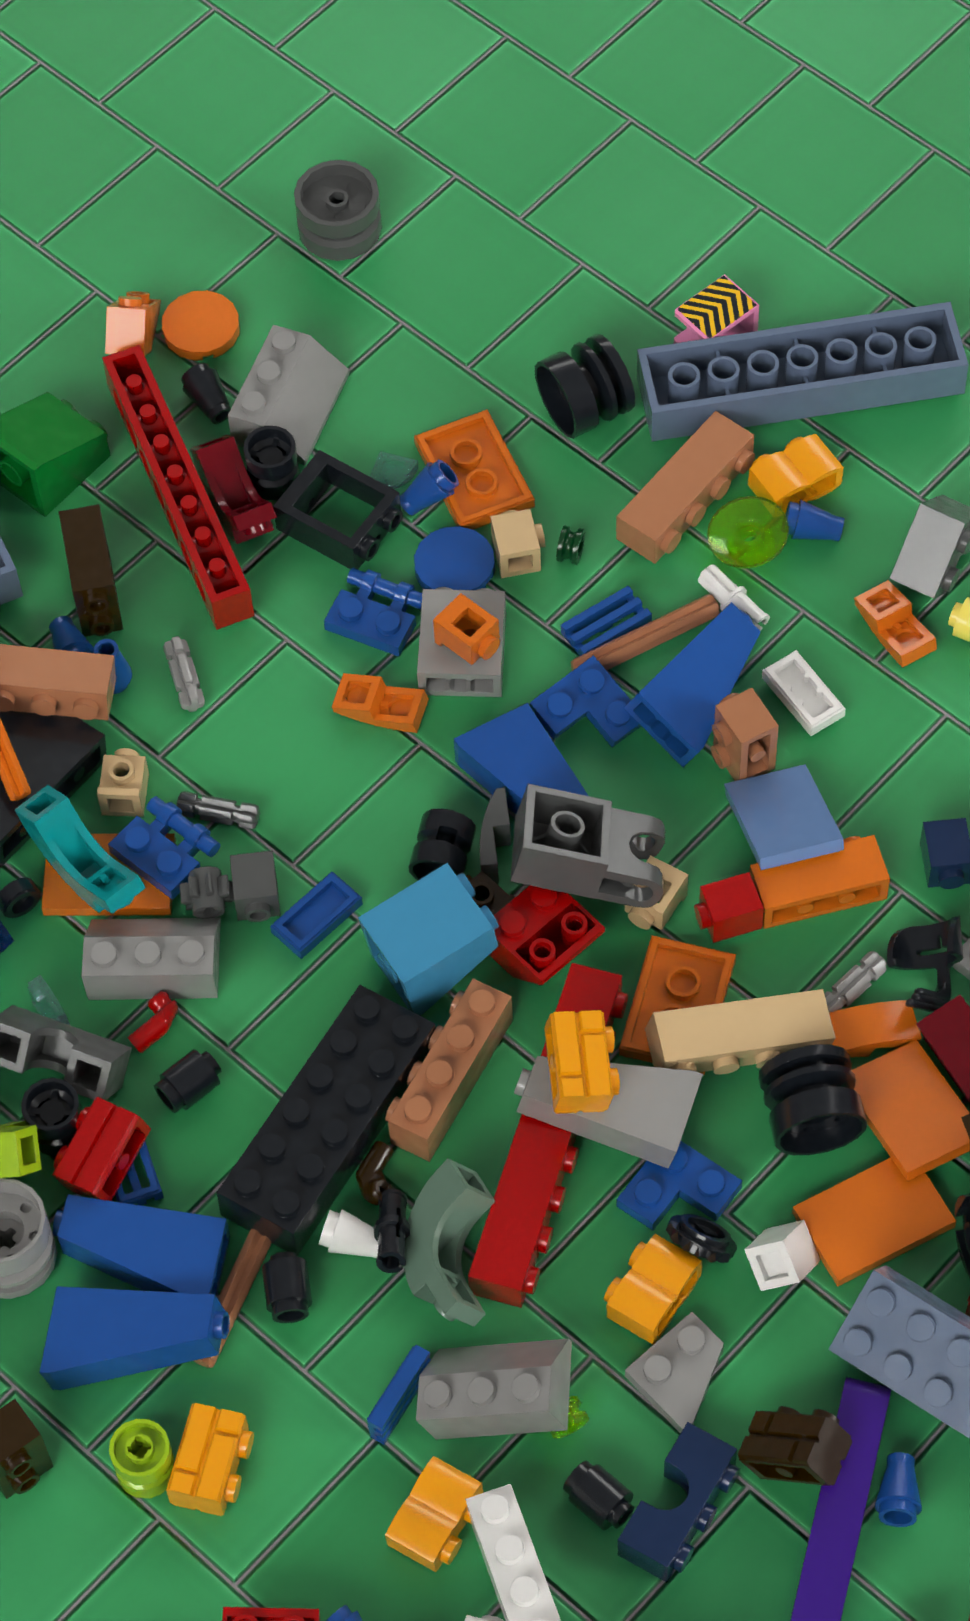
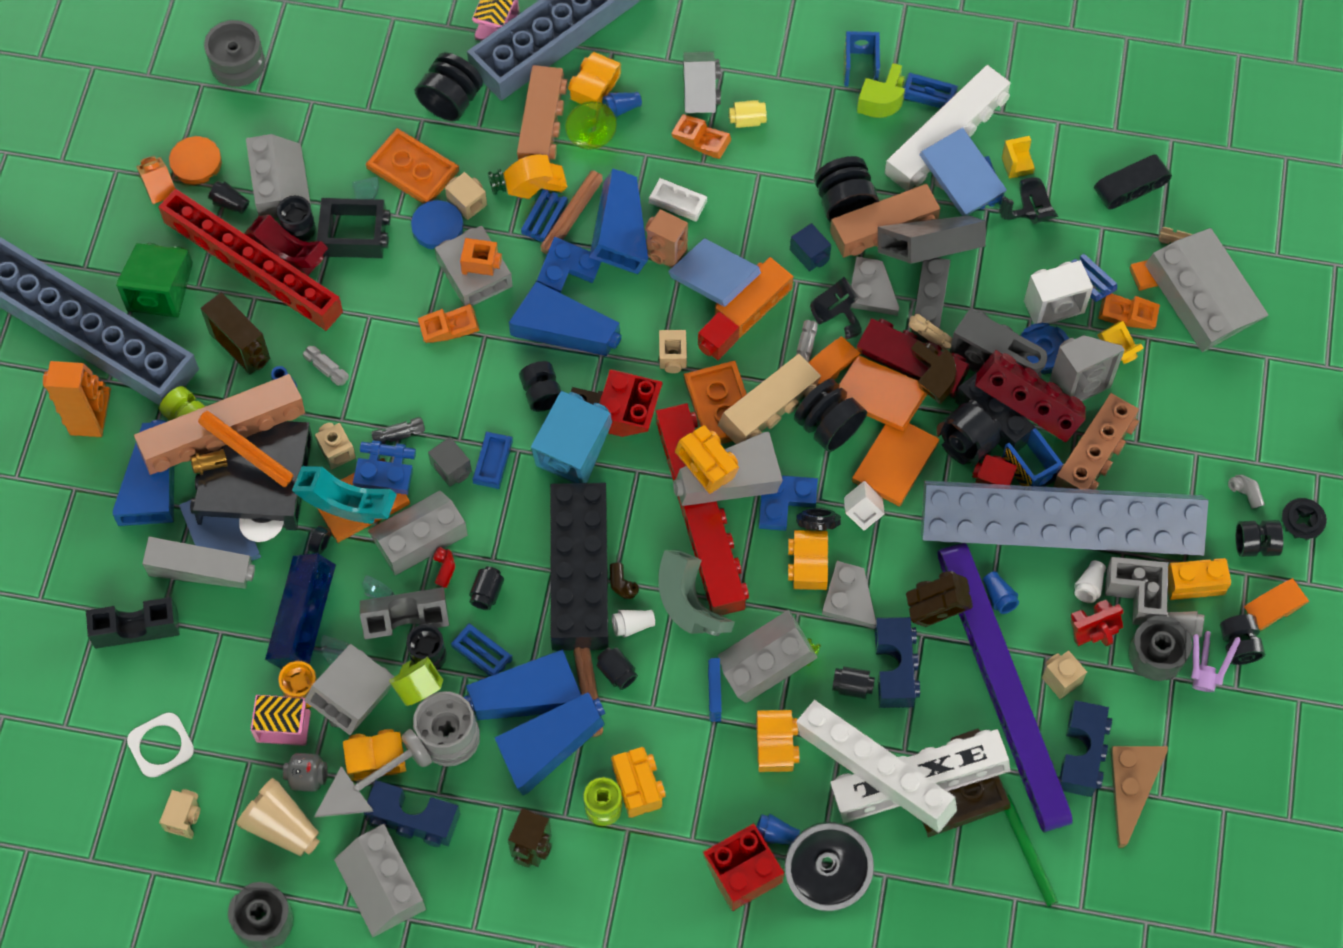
camera: 35 degrees left, 5 degrees up
(67, 636) = (245, 380): blue cone -> none
(100, 1150) = (466, 651): red brick -> none
(206, 892) = (426, 479): dark grey gear -> none
(370, 621) = (412, 281): blue plate -> none
(391, 1231) = (655, 606): black pin -> none
(429, 487) = (397, 187): blue cone -> none
(450, 1069) = (626, 509): nougat brick -> none
(494, 833) = (563, 361): dark grey slope -> none
(586, 847) = (626, 343): dark grey brick -> none
(623, 557) = (533, 173): none -> light orange brick
(726, 592) = (602, 165): white axle -> none

